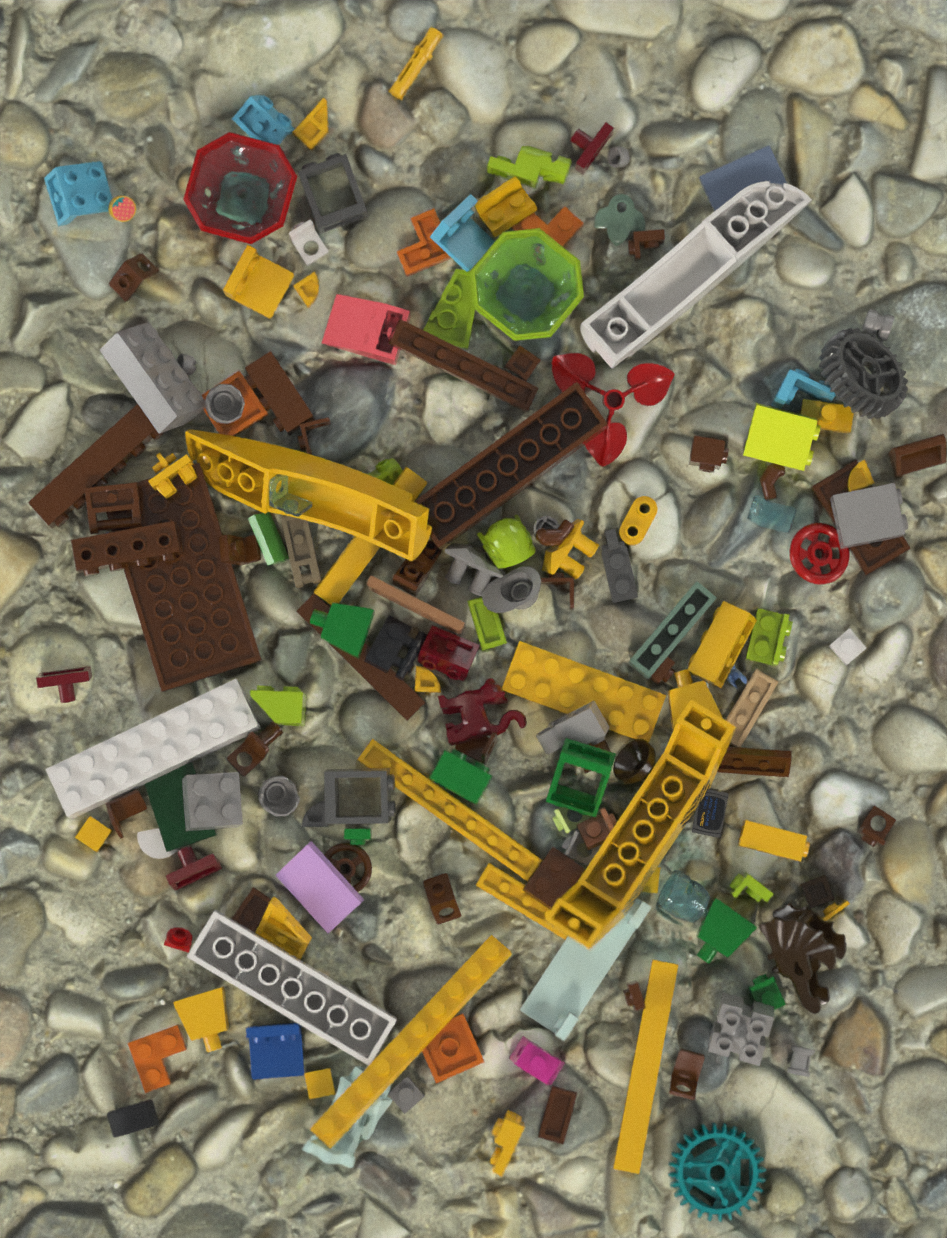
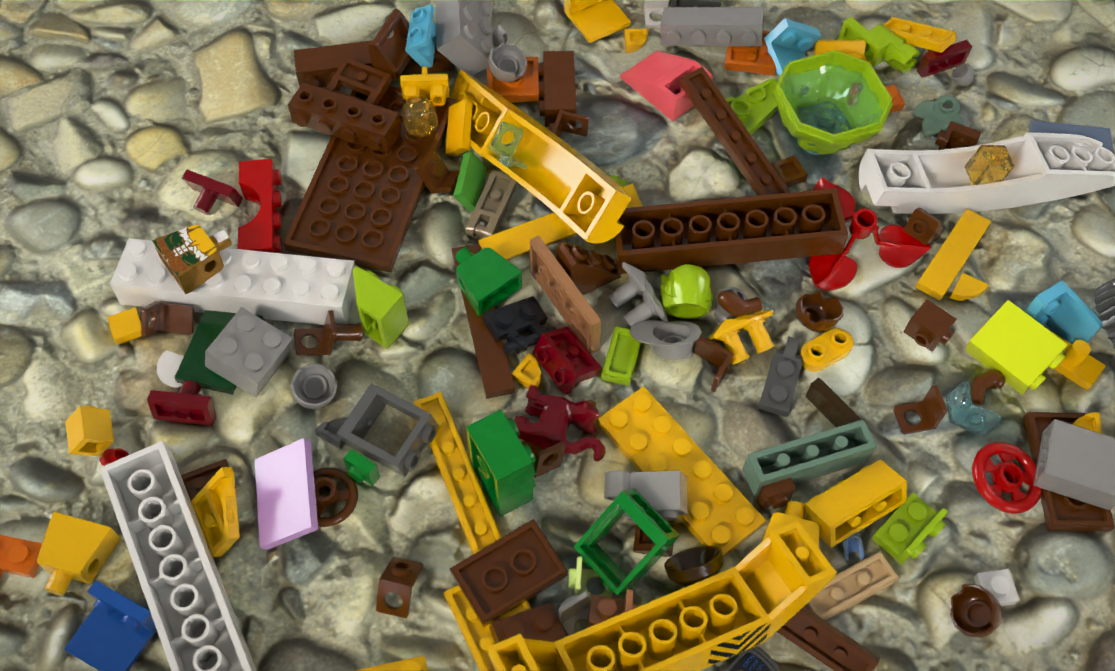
camera: 25 degrees right, 25 degrees down
(118, 759) = (192, 255): none -> torso
(121, 453) = (393, 57): none -> reddish brown tile
(138, 429) = (422, 36): none -> medium azure bracket
(139, 699) = (260, 185): none -> red arch
(143, 931) = (89, 431): none -> yellow brick
(189, 508) = (419, 117): none -> clear yellow head
(224, 492) = (459, 128): none -> yellow tile
(374, 244) = (712, 26): none -> light grey brick
(512, 845) = (508, 572): none -> reddish brown tile
(558, 137) = (921, 34): none -> yellow tile
(616, 493) = (818, 312): none -> reddish brown hair
(660, 357) = (923, 226): none -> reddish brown bracket
(669, 573) = (830, 404): none -> dark brown tile
(687, 278) = (989, 164): none -> clear yellow brick
(694, 364) = (953, 254): none -> yellow tile
(720, 393) = (968, 288): none -> yellow tile
(740, 529) = (930, 410): none -> reddish brown bracket
(840, 677) = (975, 611): none -> reddish brown hair

